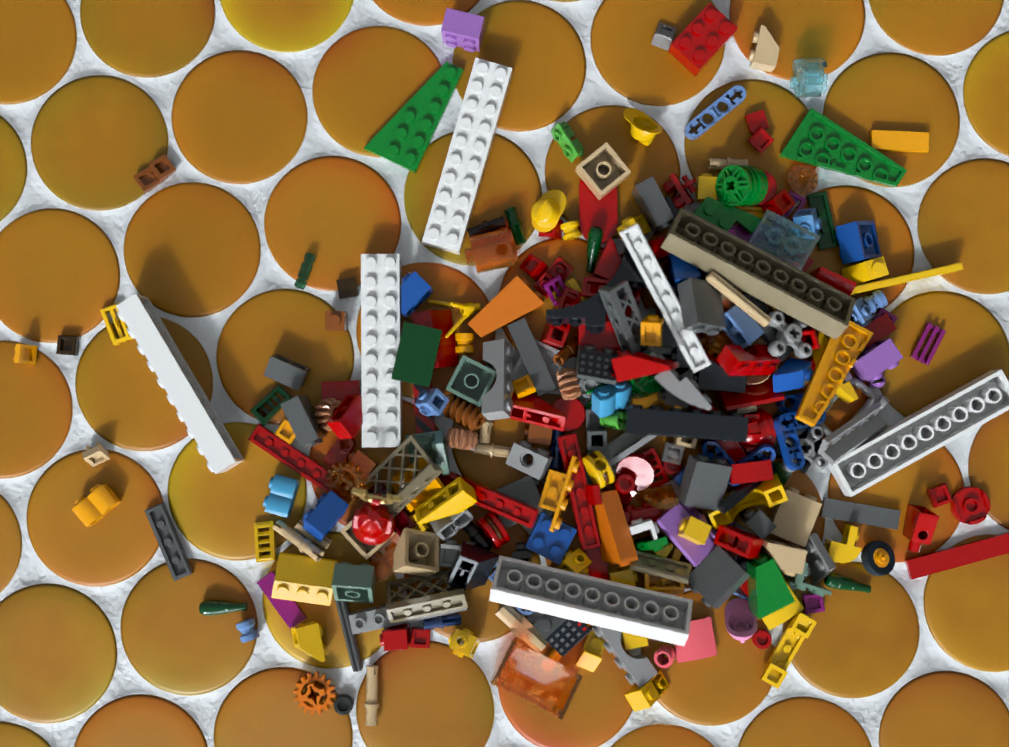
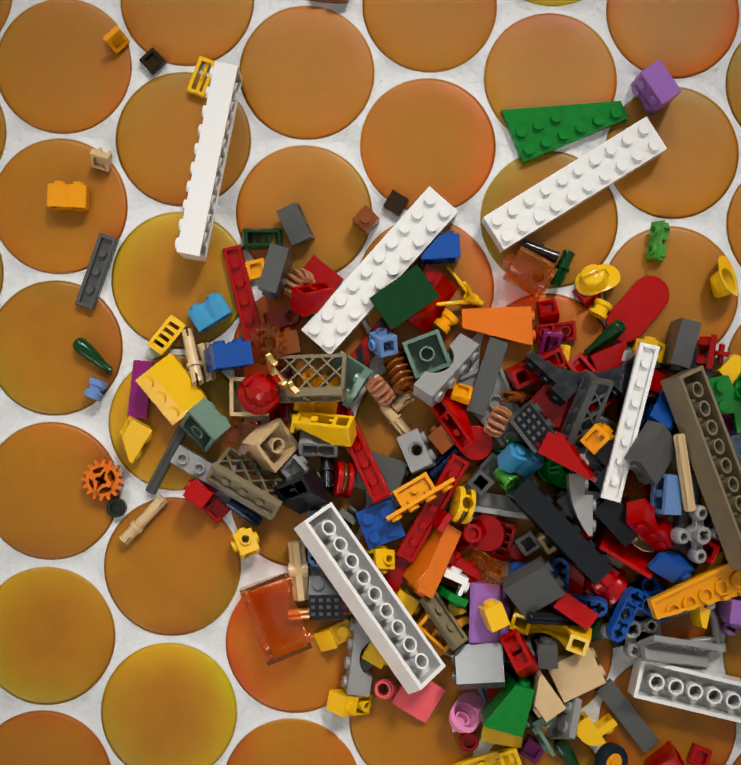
camera: 45 degrees right, 0 degrees up
(305, 270) = (376, 162): clear green axle -> none
(602, 171) = (665, 286): tan brick -> none

